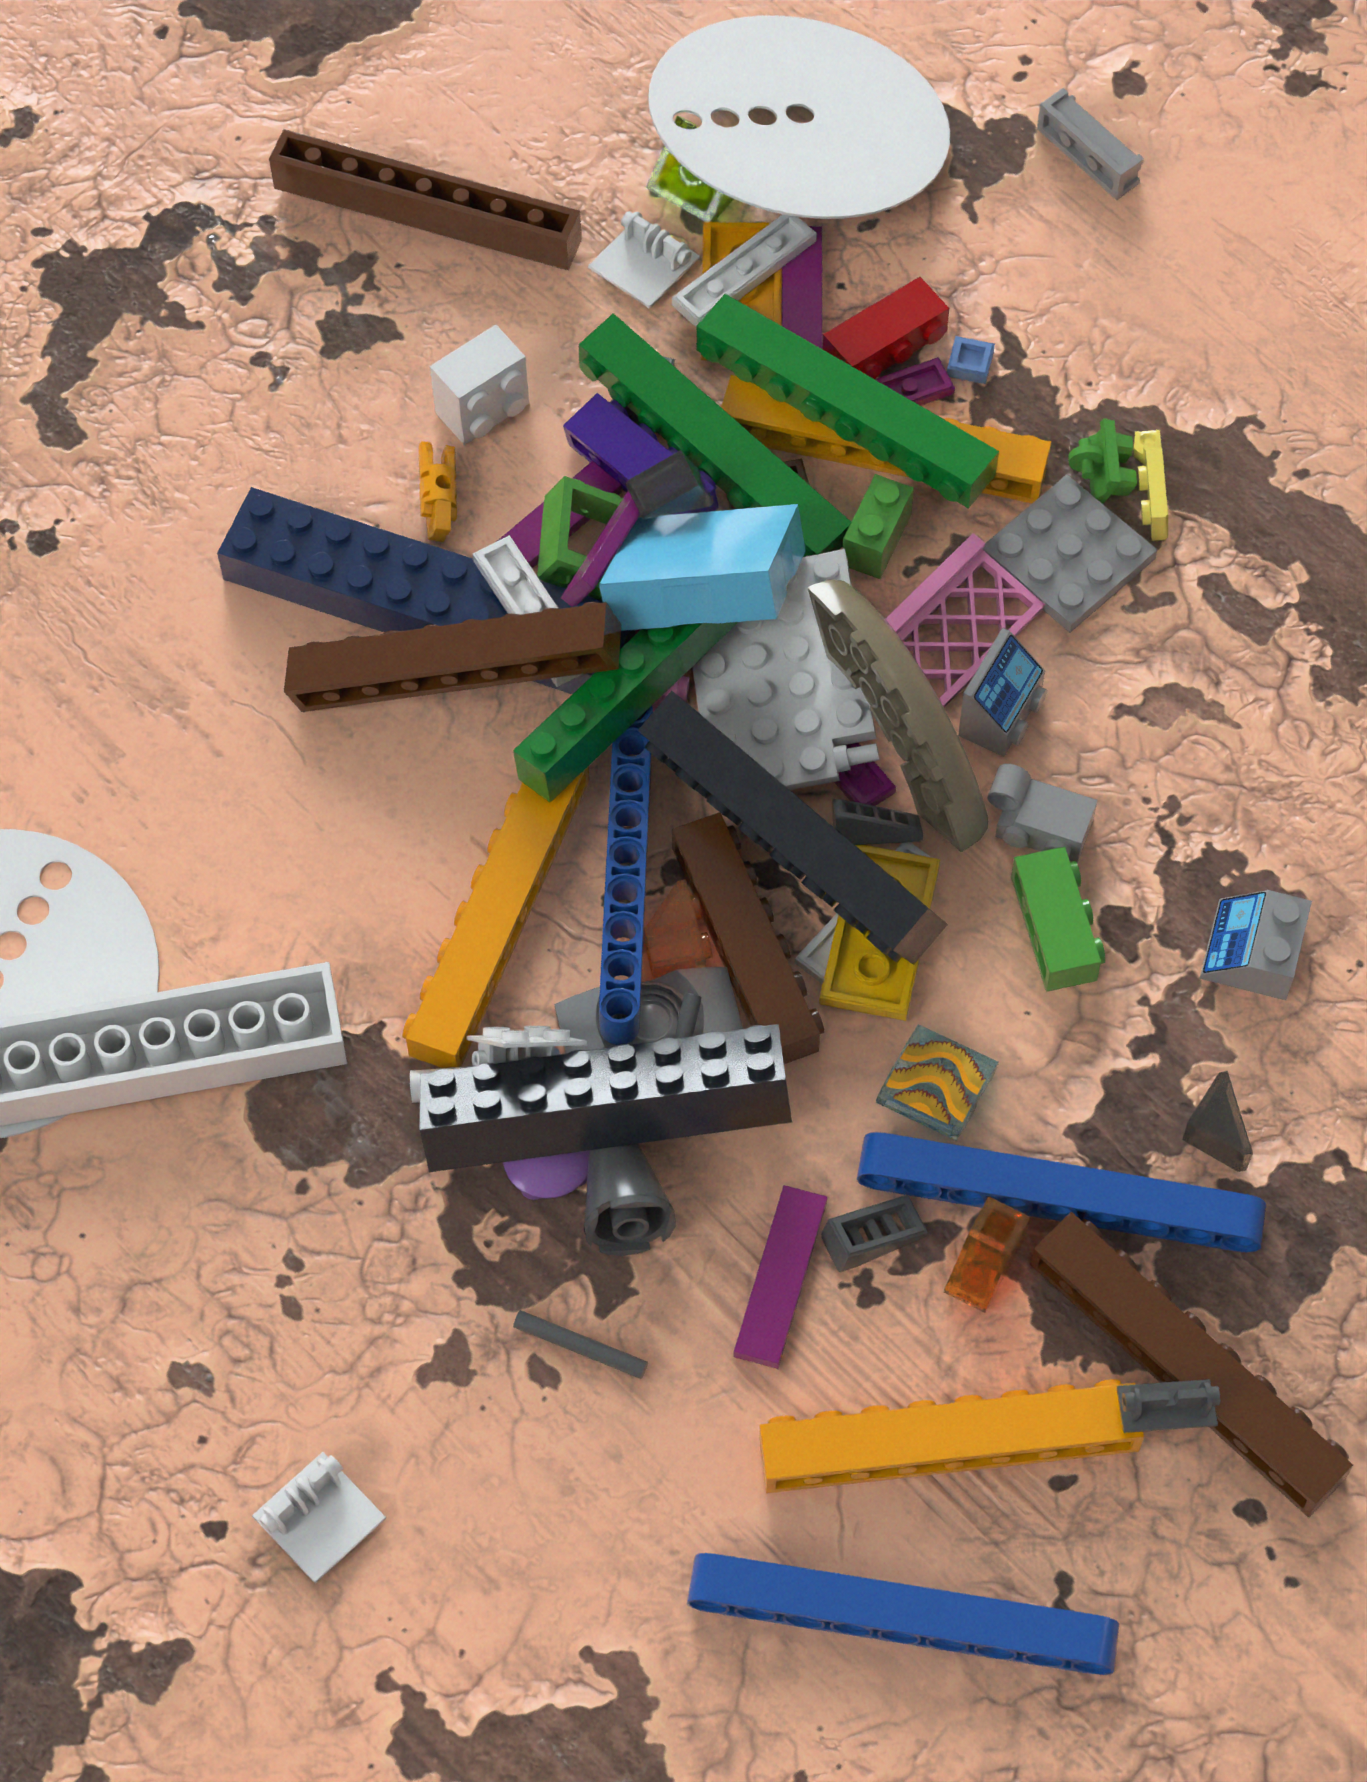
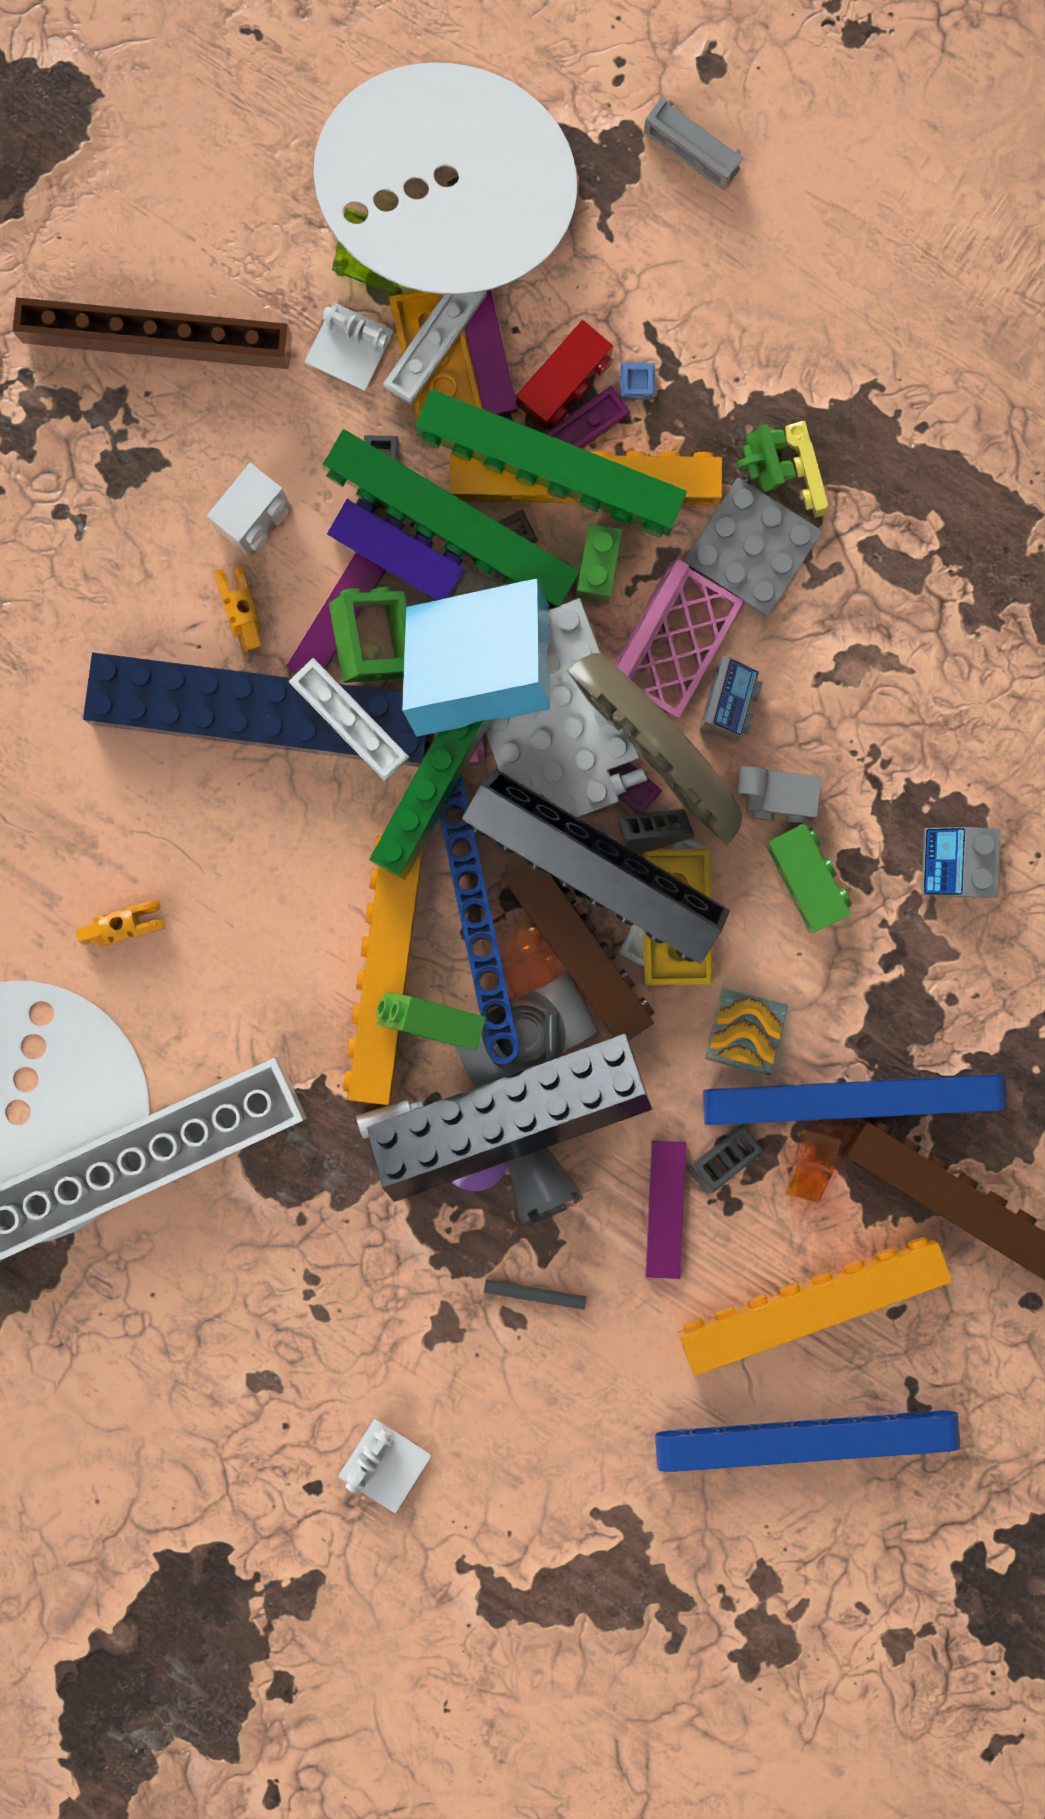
camera: 15 degrees left, 25 degrees up
(187, 792) = (105, 927): none -> light orange hinge
(453, 657) = (299, 779): reddish brown brick -> none
(507, 1045) = (437, 1085): white hinge -> none
(536, 955) = (430, 1020): none -> bright green window
(602, 551) = (395, 643): magenta tile -> none
(669, 488) = (431, 588): clear smoke slope -> none
(1168, 1405) = (966, 1258): dark grey hinge -> none
(1219, 1127) = (959, 1018): clear smoke slope -> none

